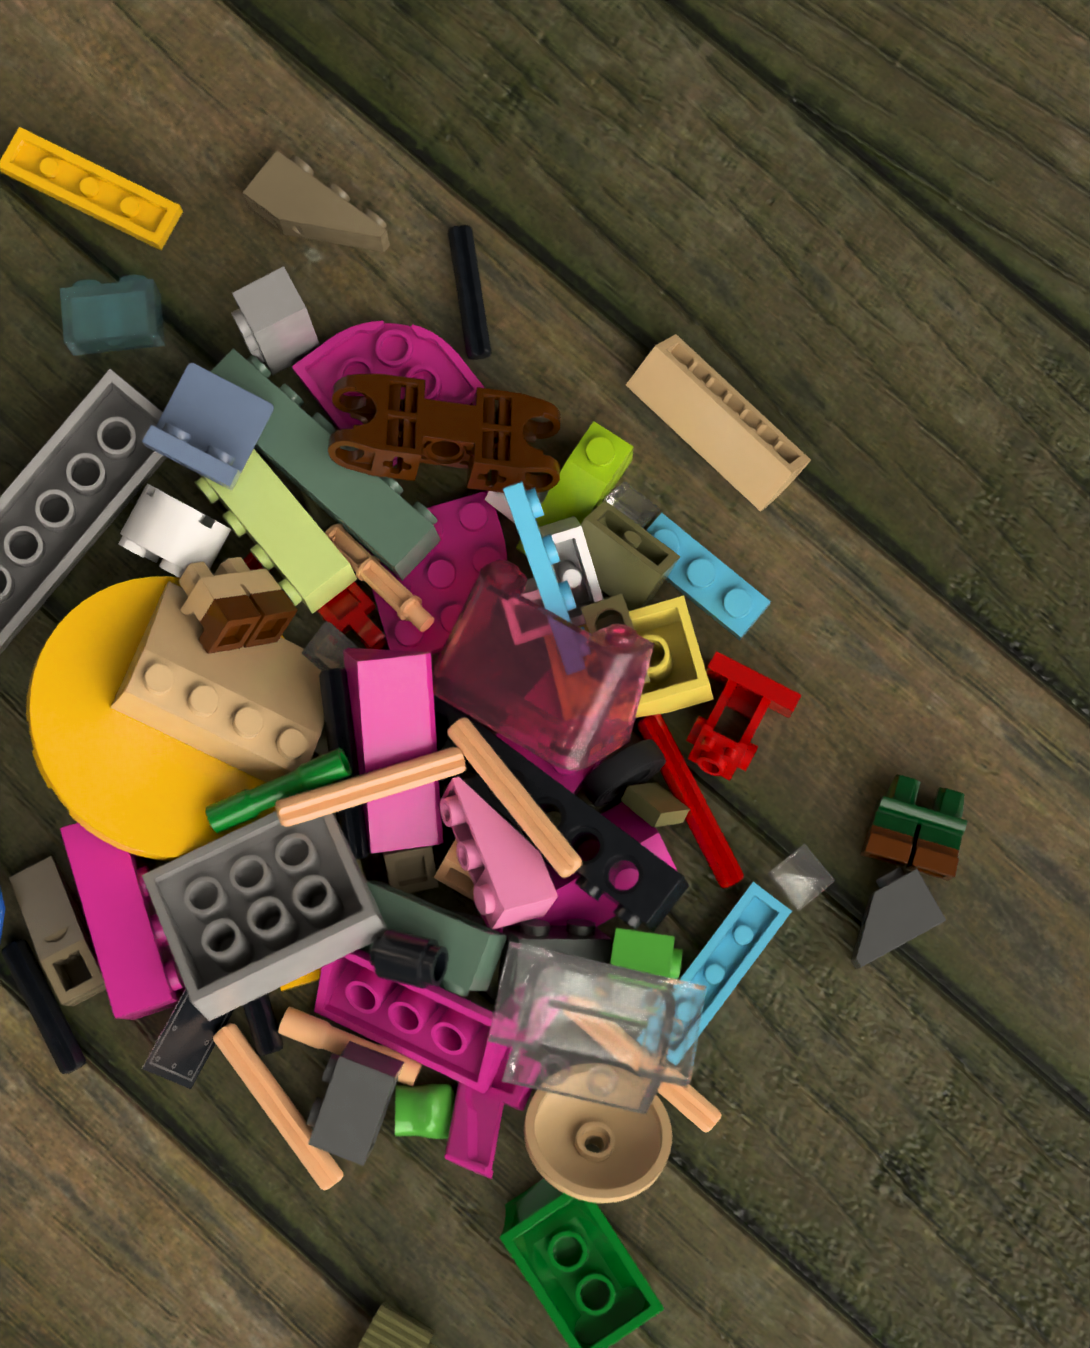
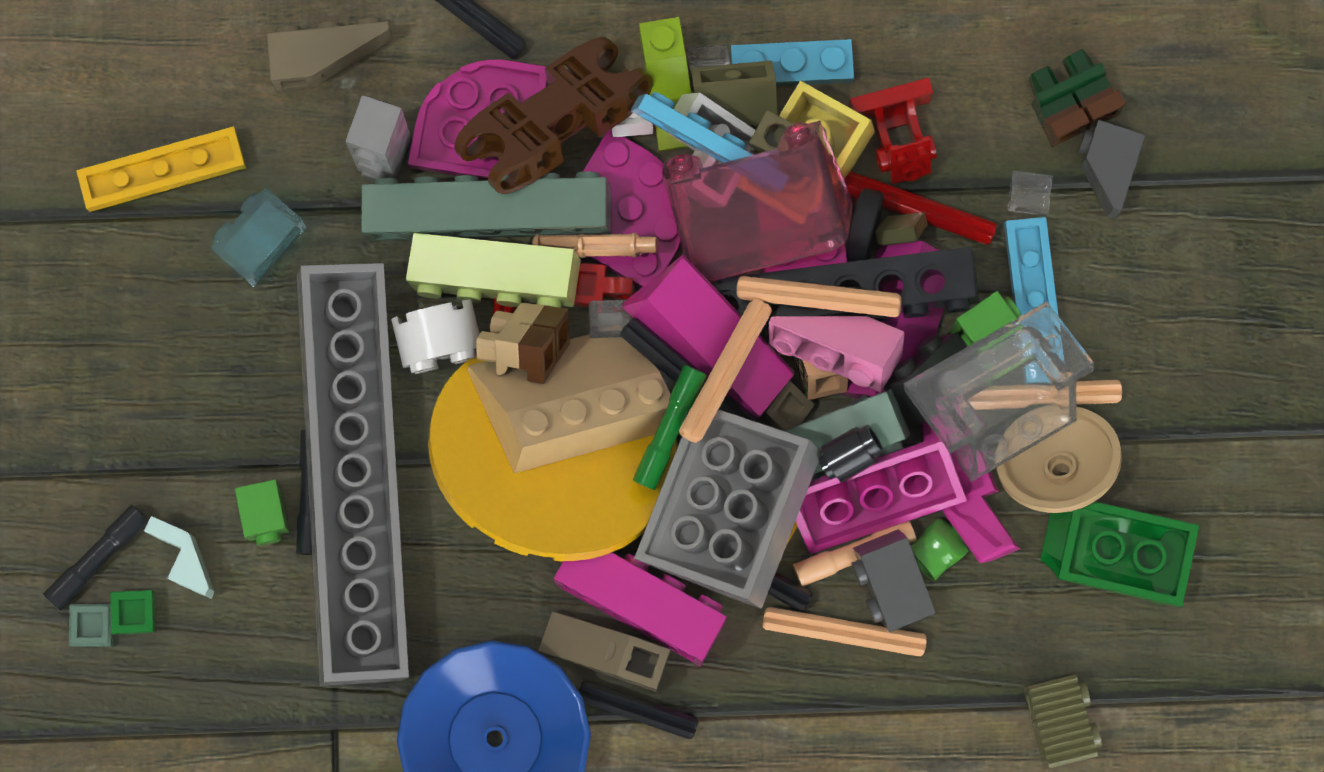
camera: 50 degrees left, 0 degrees up
(184, 1043) = (750, 640): black sticker -> none
(210, 426) = (401, 244): sand blue bracket -> none

